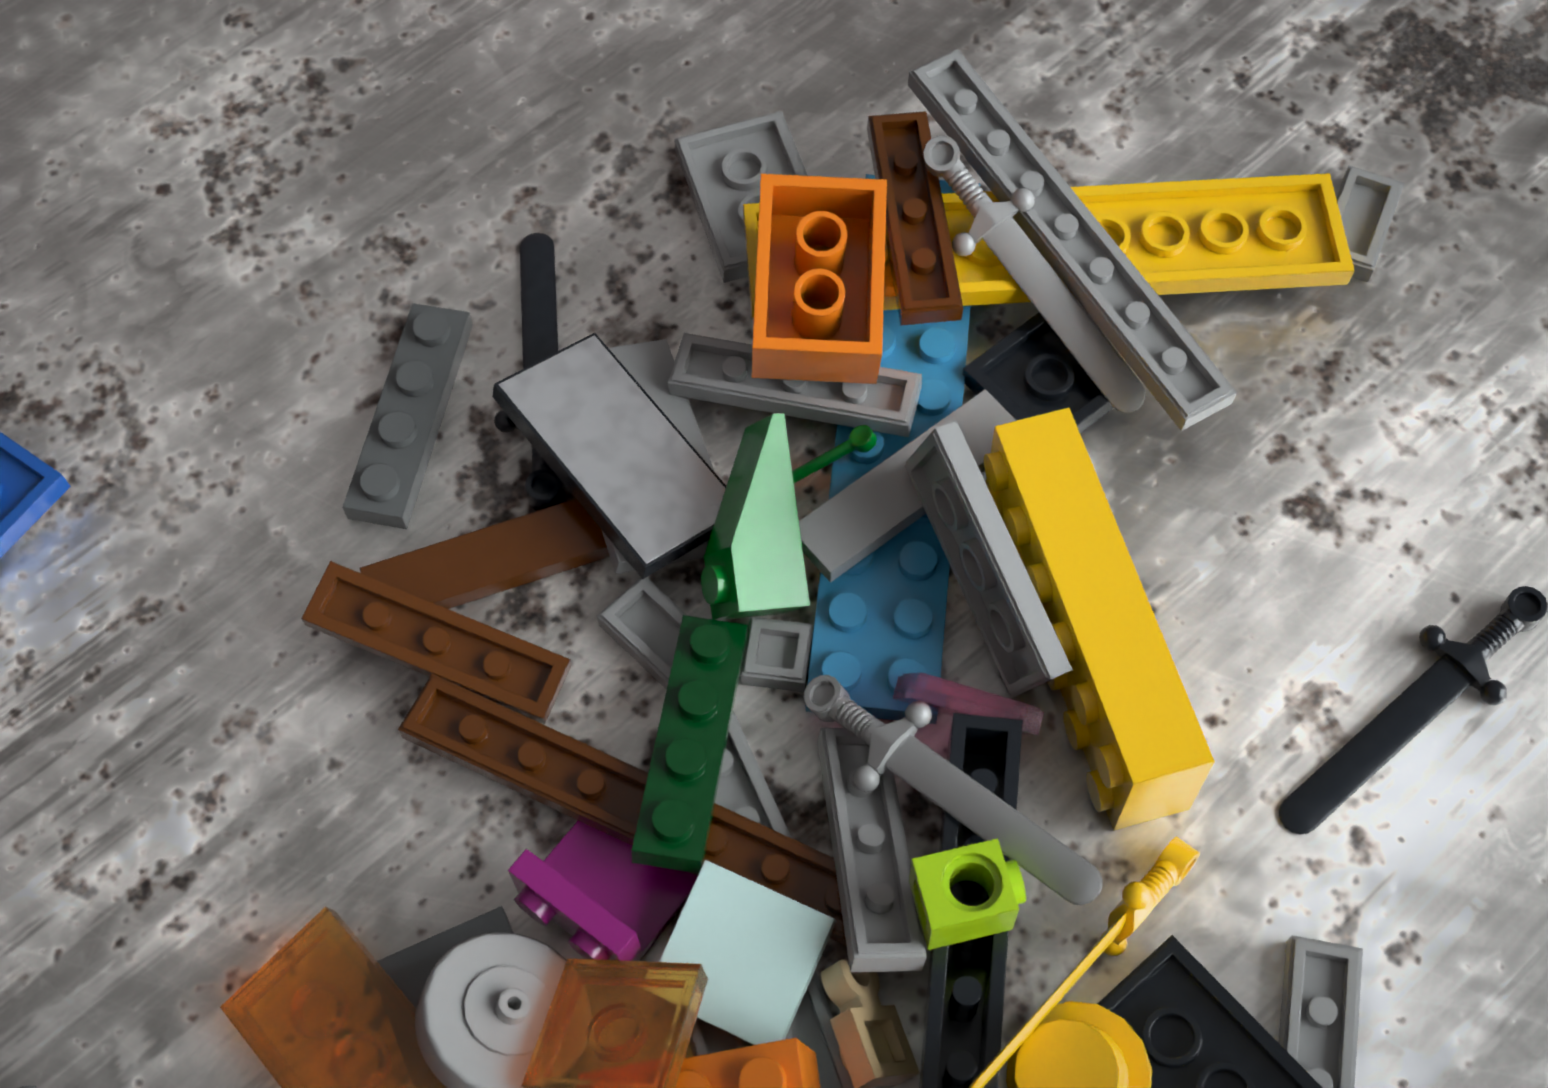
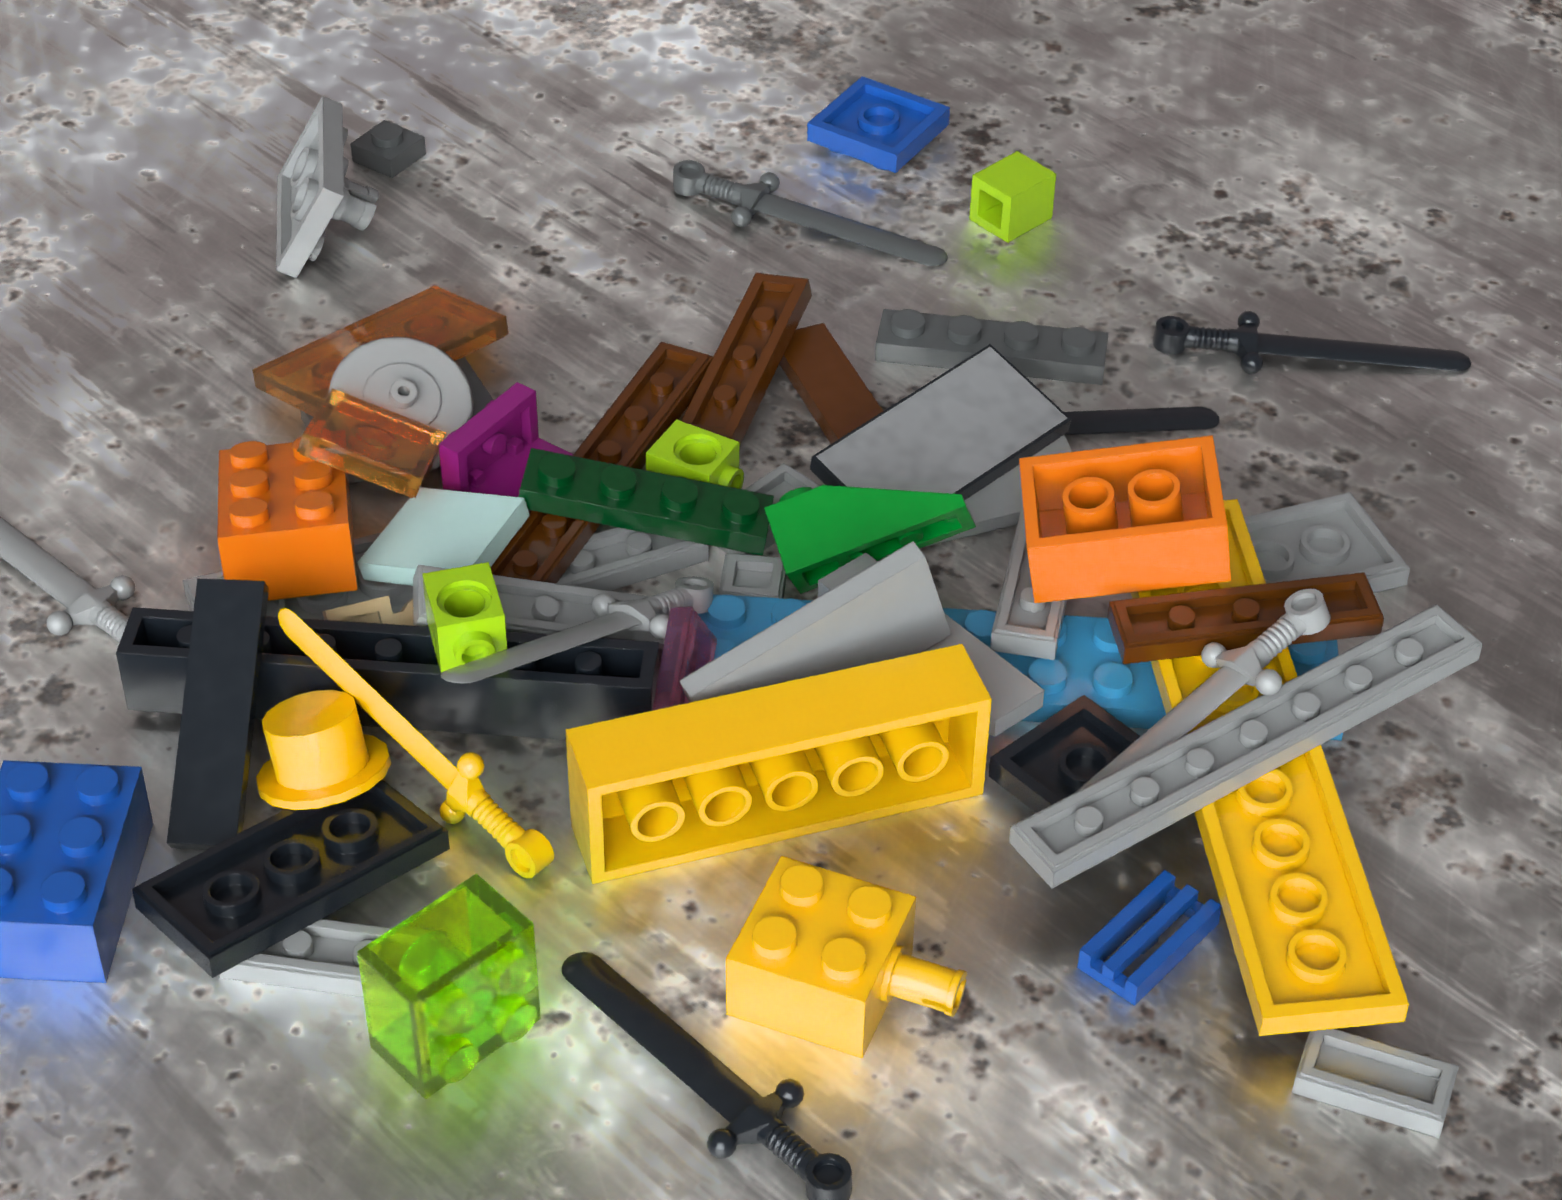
camera: 85 degrees right, 20 degrees down
(94, 638) = (691, 180): none -> dark grey sword
(161, 366) = (1012, 196): none -> lime brick
(434, 181) = (1175, 335): none -> black sword
(618, 726) = (696, 455): none -> lime brick
(860, 439) = (975, 608): green hinge -> none
(1241, 350) = (1161, 890): none -> blue tile
(1305, 590) = (830, 957): none -> yellow brick
(1409, 907) = (450, 985): none -> clear neon green brick

